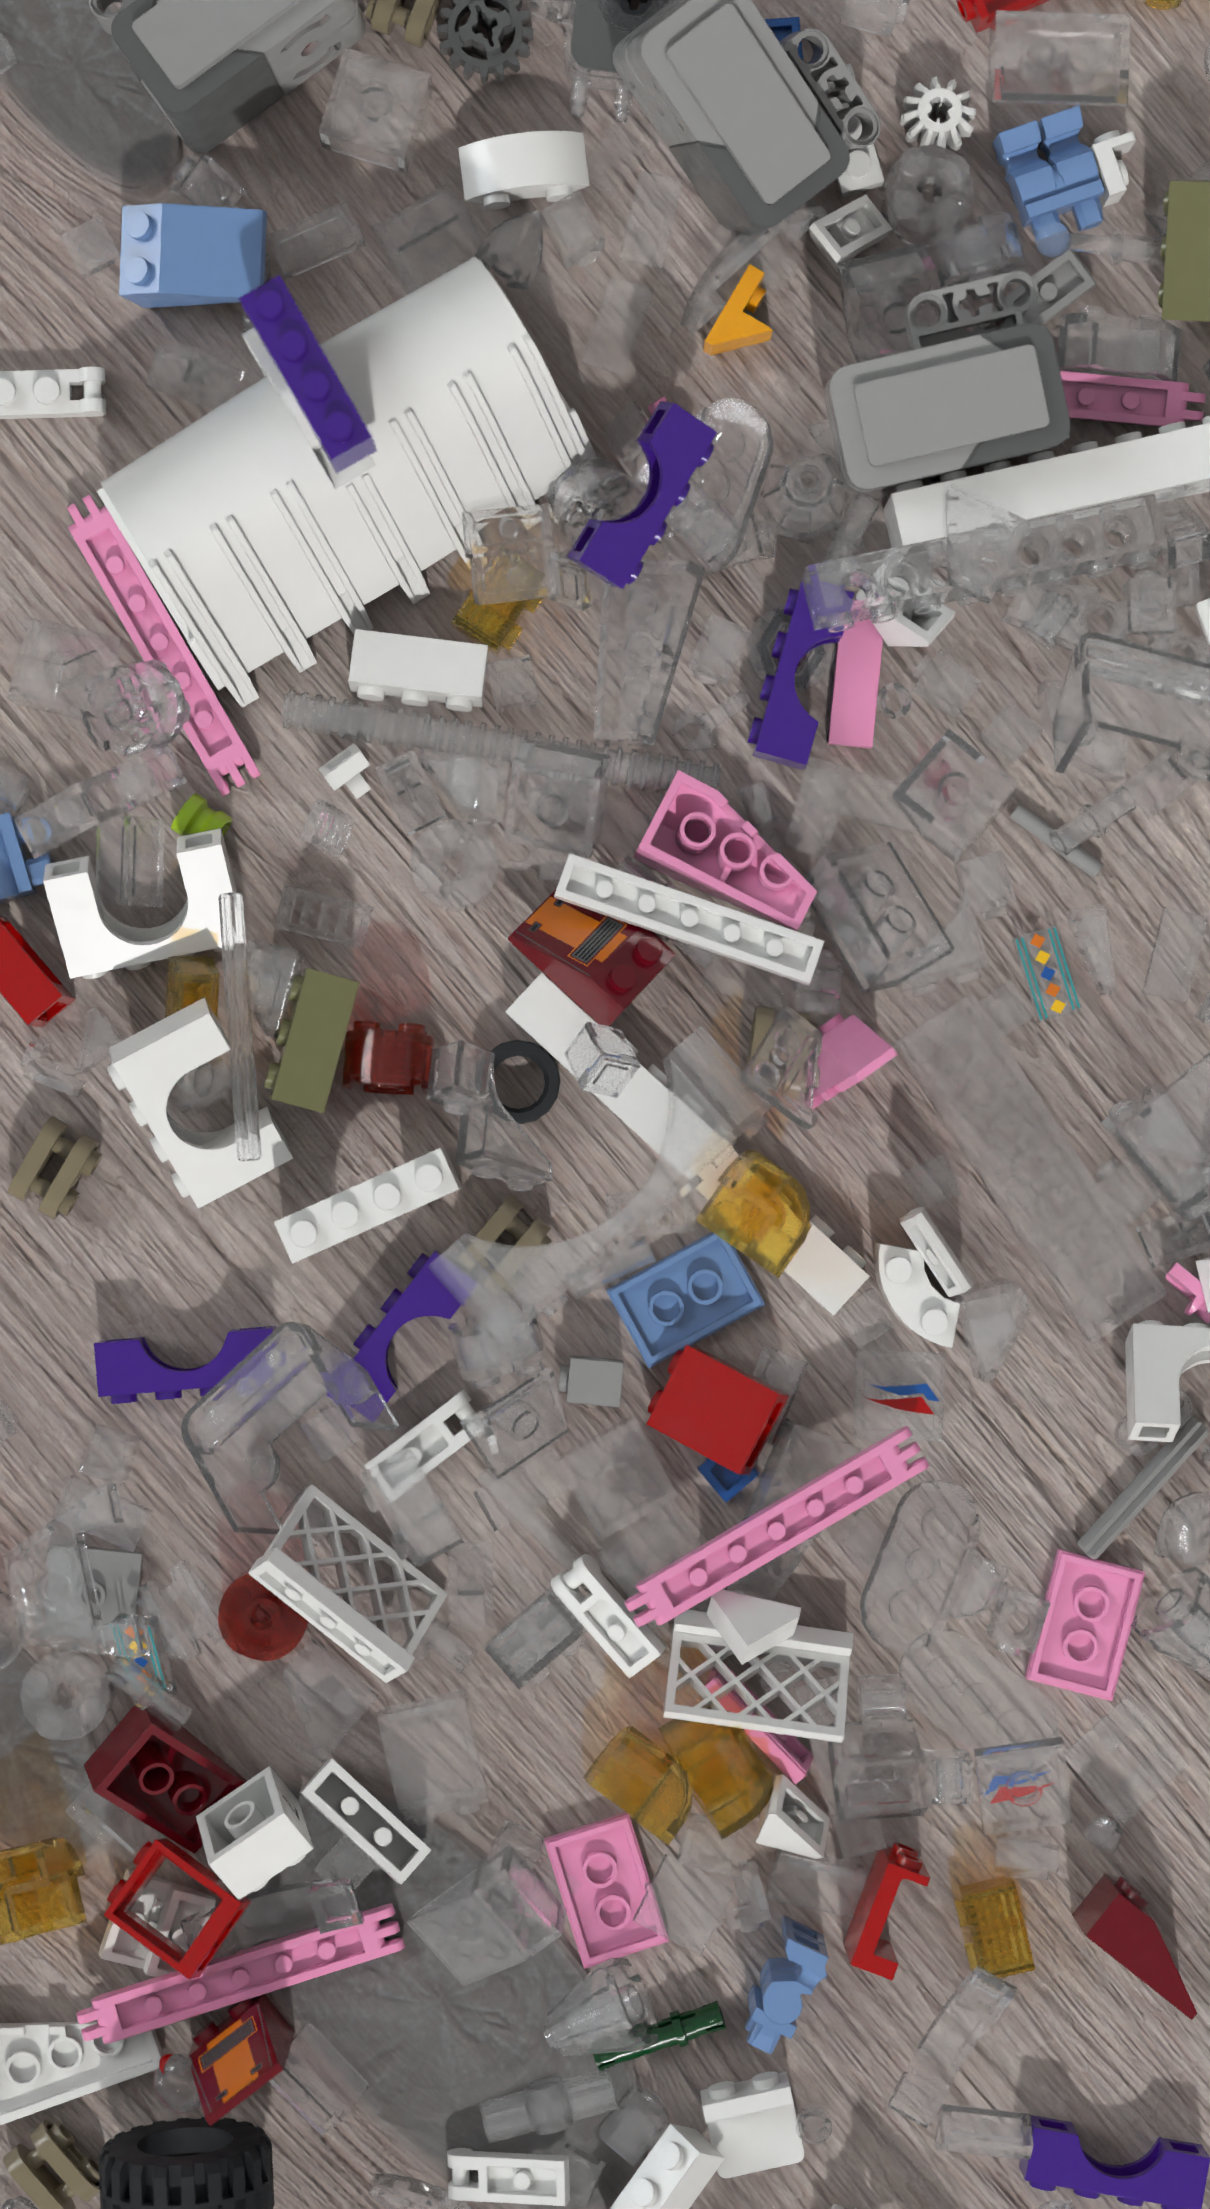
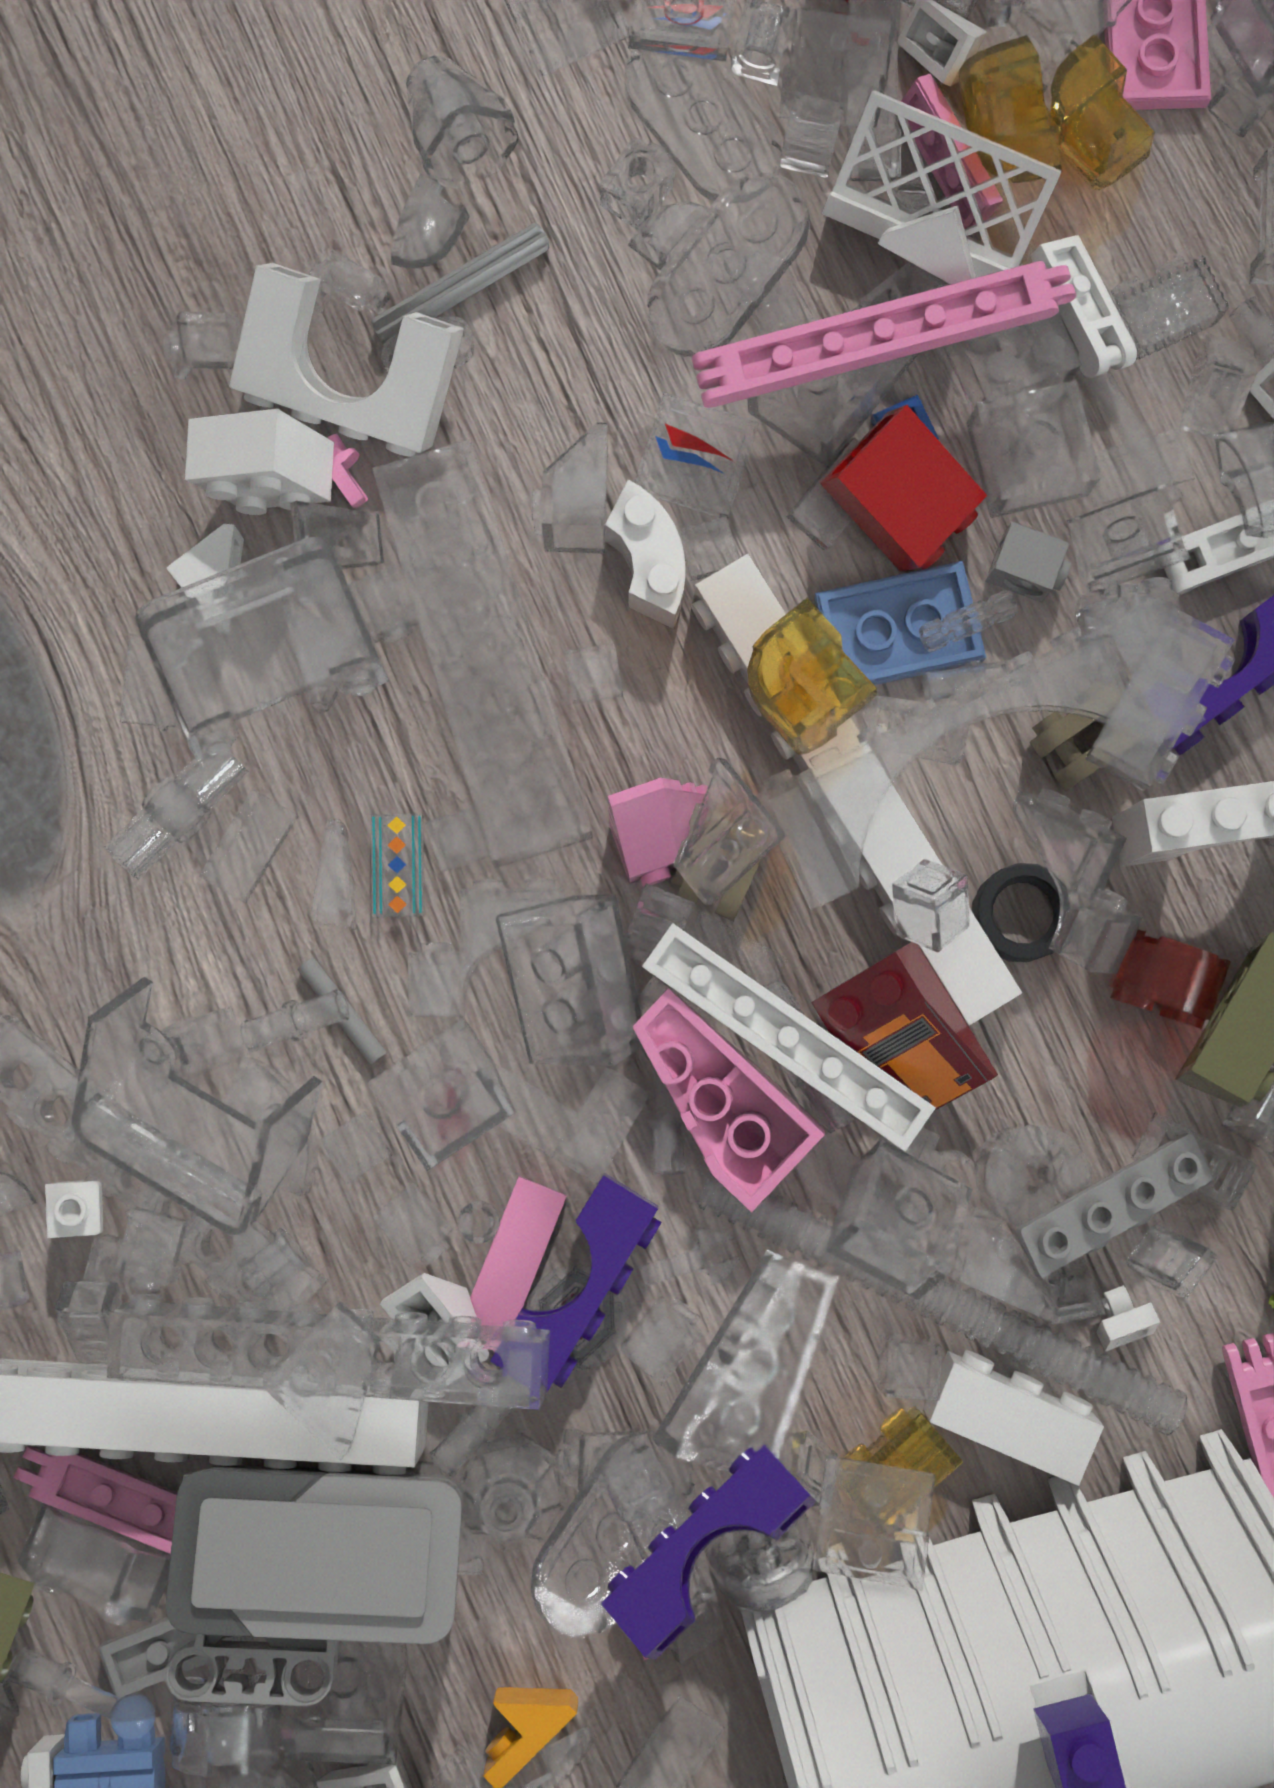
camera: 170 degrees left, 5 degrees down
(387, 859) = (1114, 1205): none -> light grey bracket
(473, 1263) = (1162, 700): none -> clear brick
(631, 1314) = (968, 620): none -> clear axle
(936, 1252) = (614, 588): white slope -> none
(1086, 1624) = (562, 160): bright pink tile -> none

